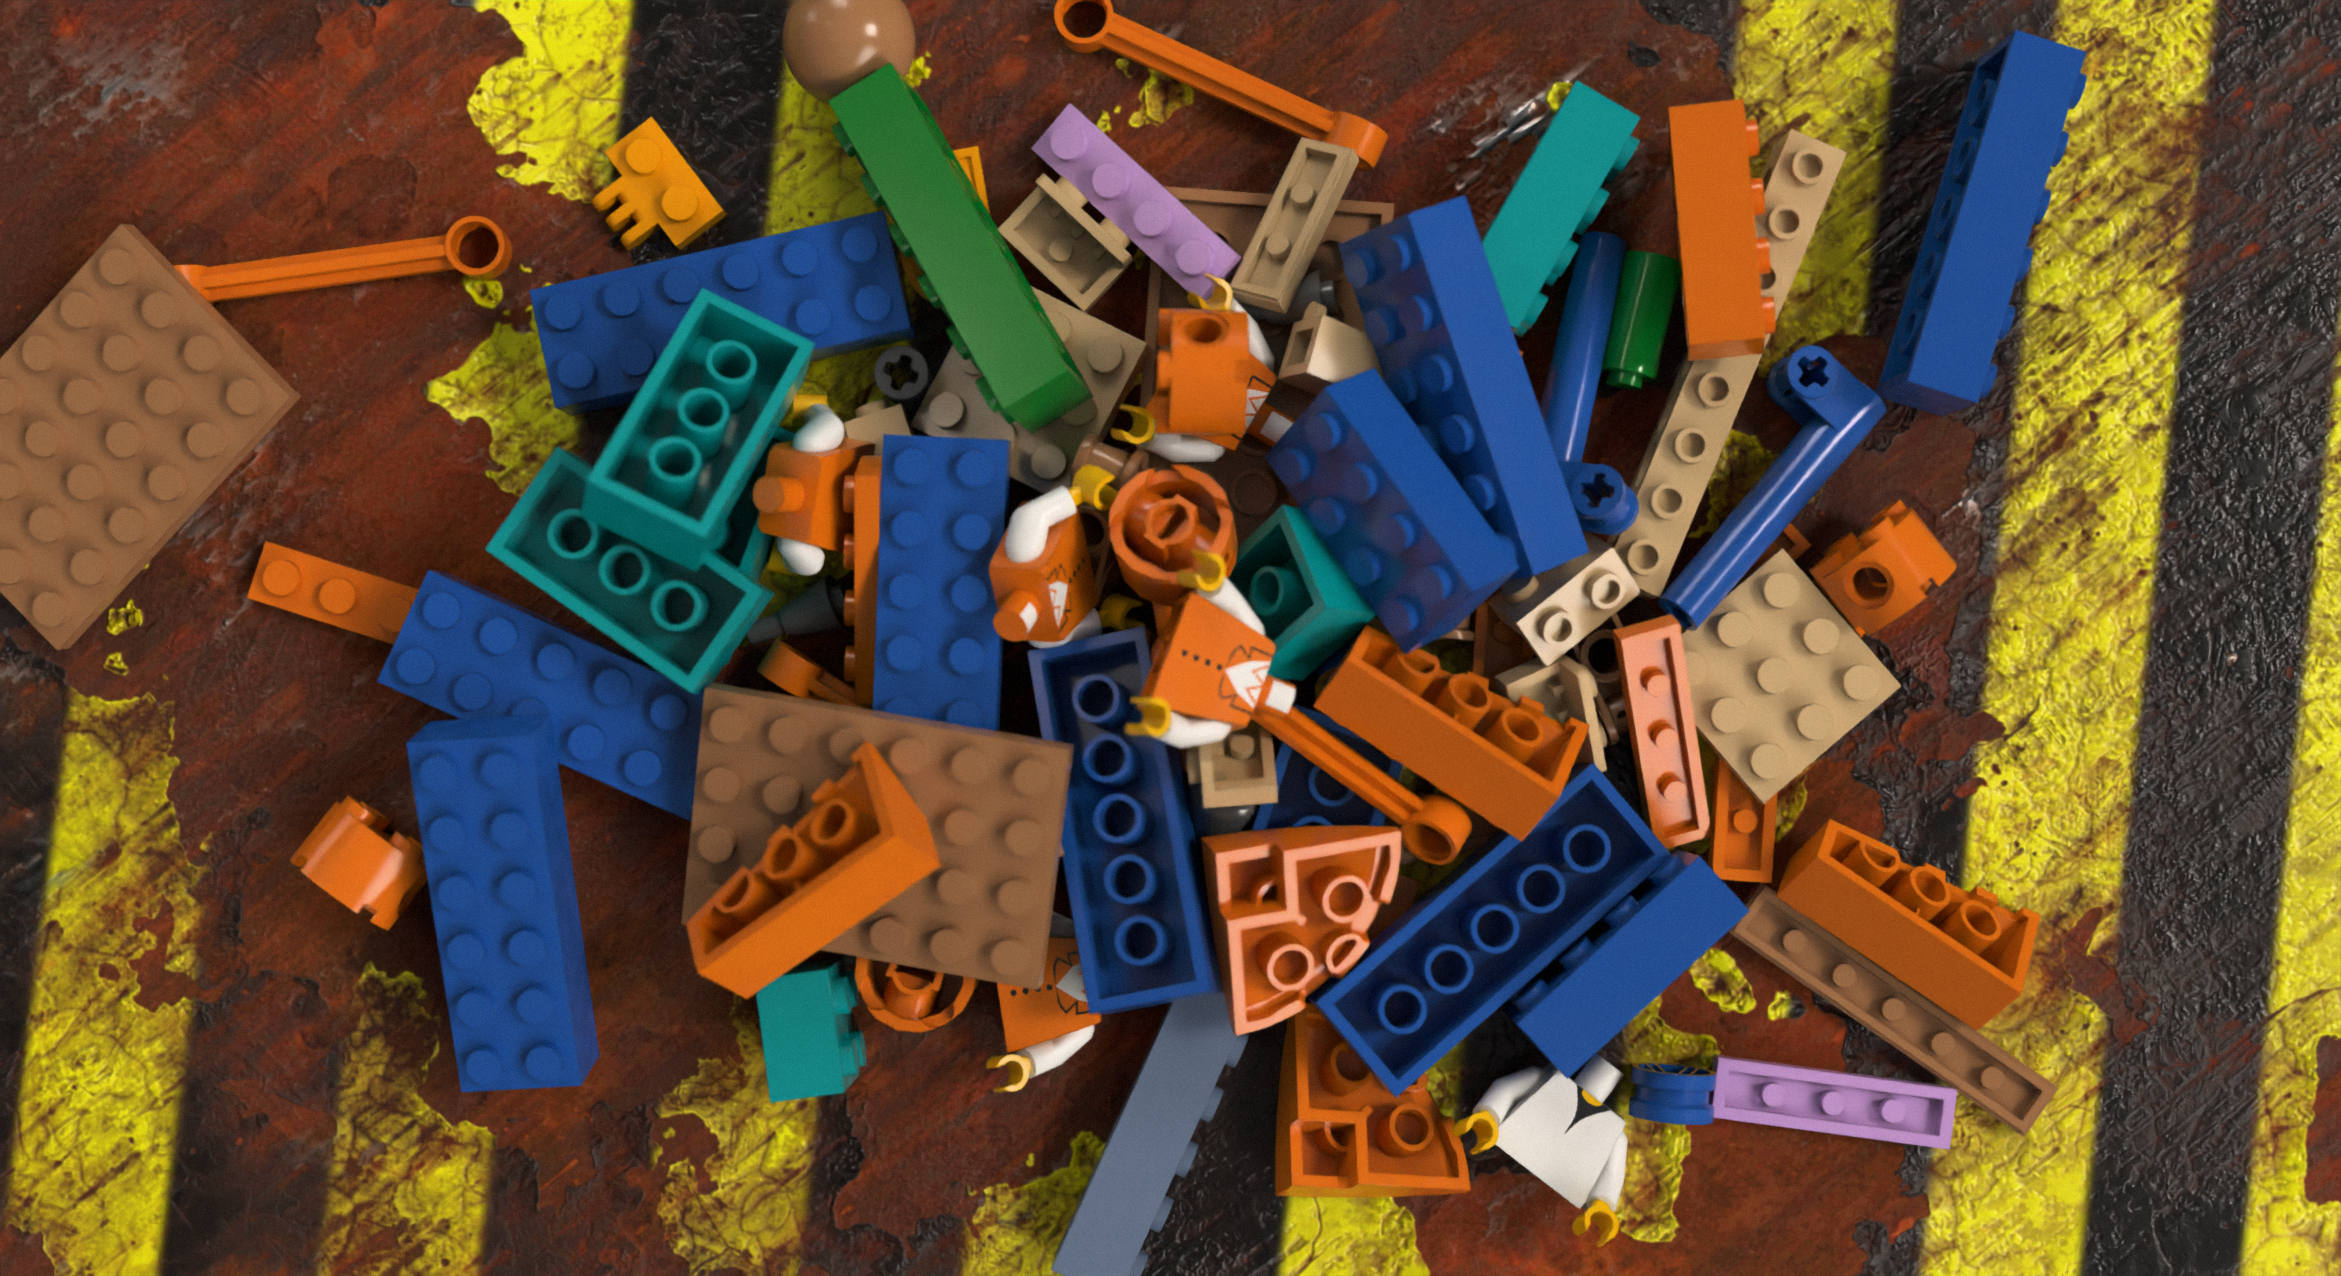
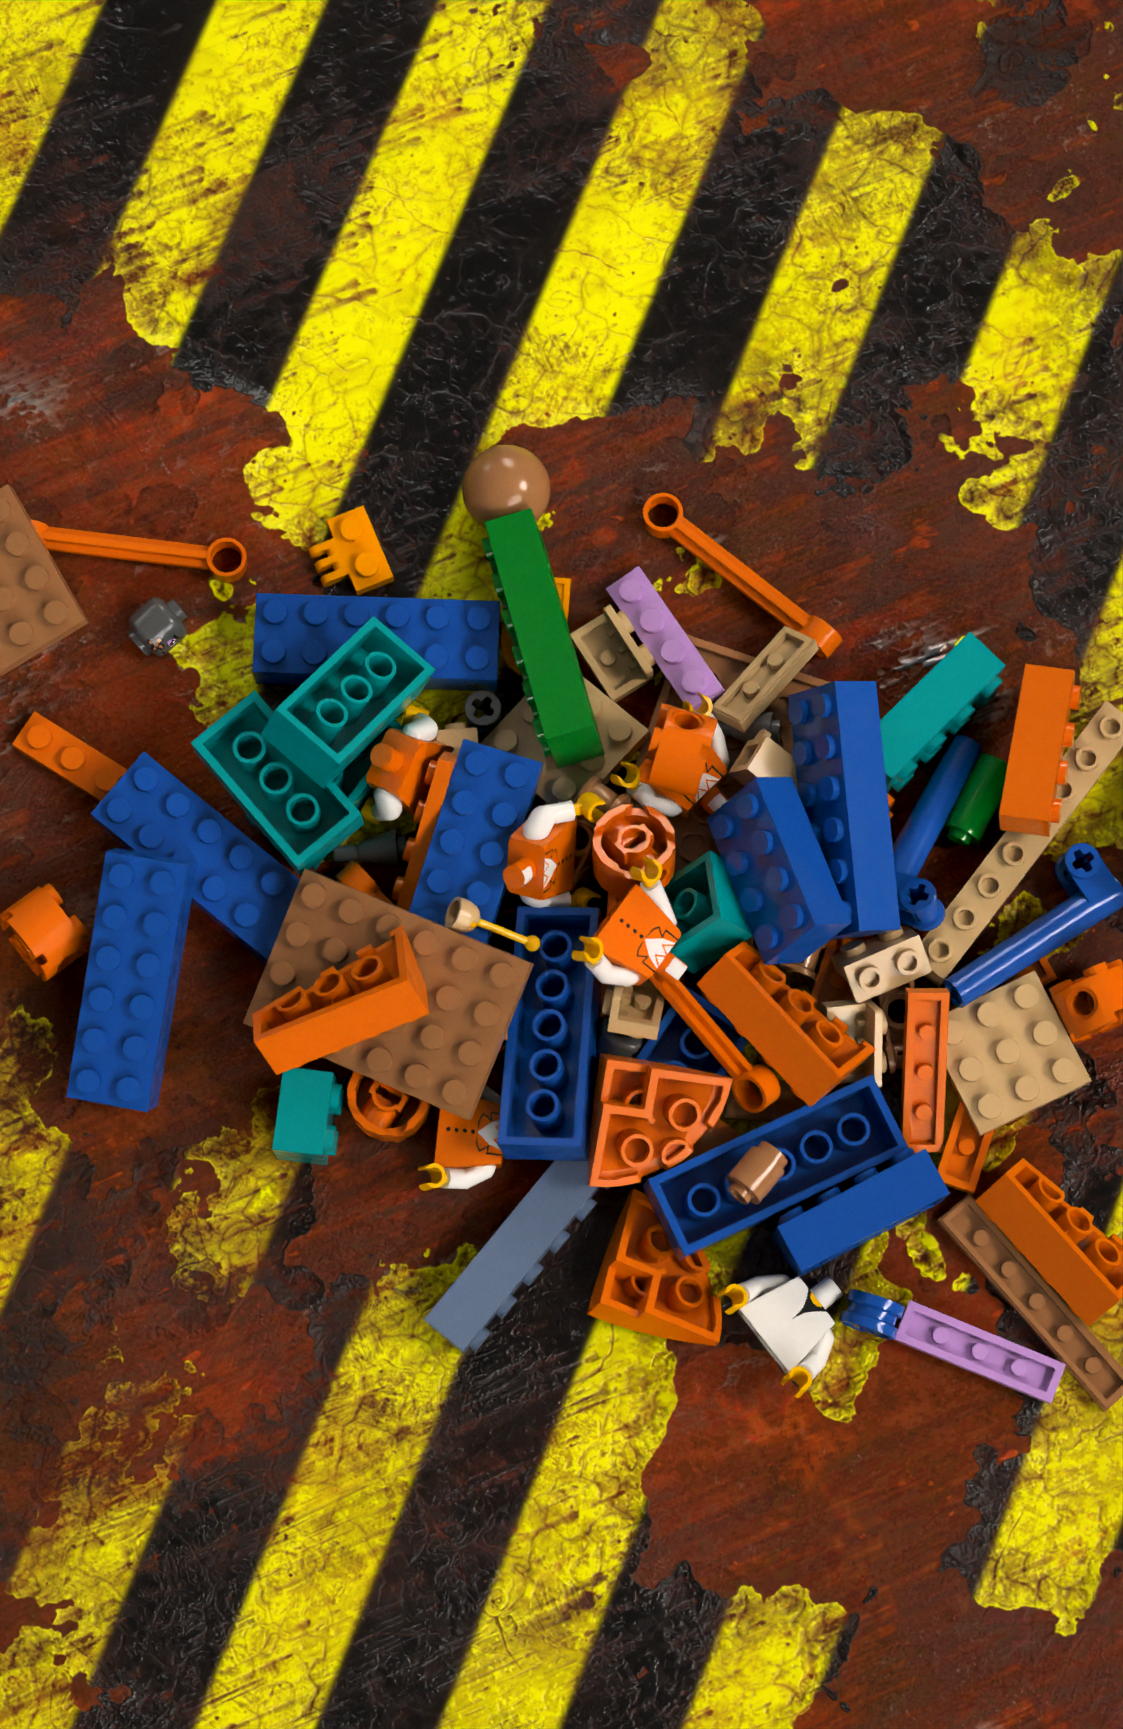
camera: 15 degrees right, 10 degrees down
(405, 372) = (157, 626): none -> dark grey head
(955, 699) = (465, 917): none -> hinge
(1469, 957) = (756, 1173): none -> medium nougat brick

